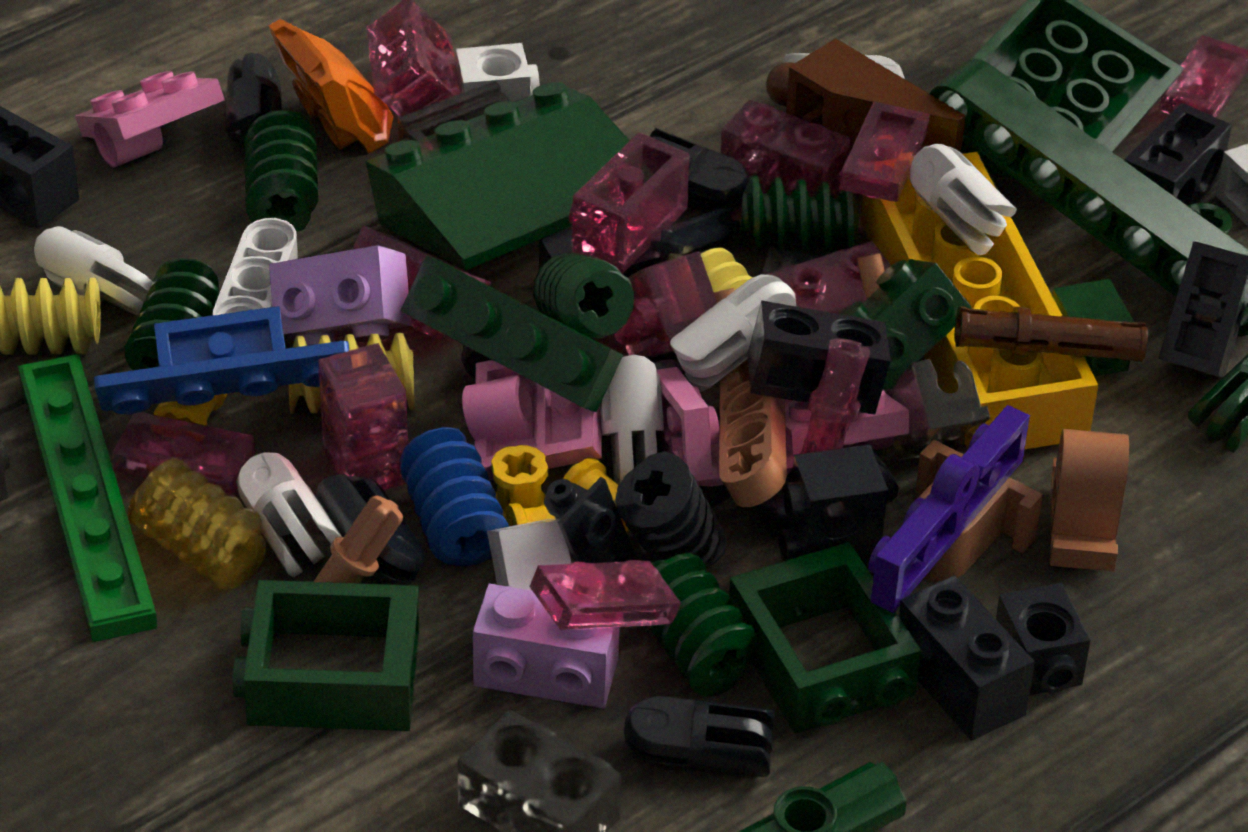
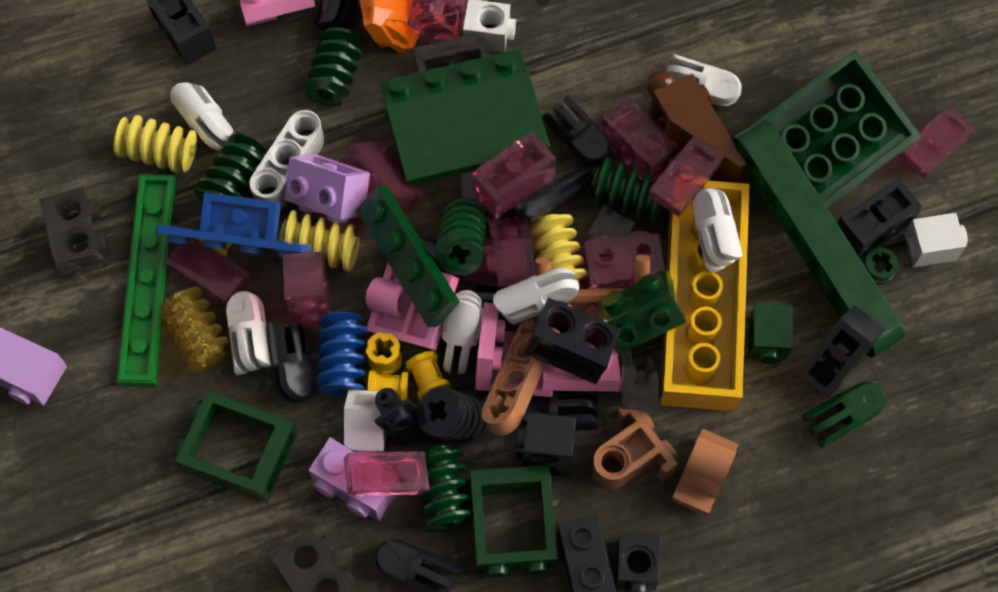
camera: 20 degrees right, 25 degrees up
(358, 550) = (267, 387): nougat axle -> none
(836, 399) = (566, 381): clear pink pin -> none
(955, 499) = (621, 459): dark purple hinge -> none
(1063, 335) = (718, 354): reddish brown pin -> none

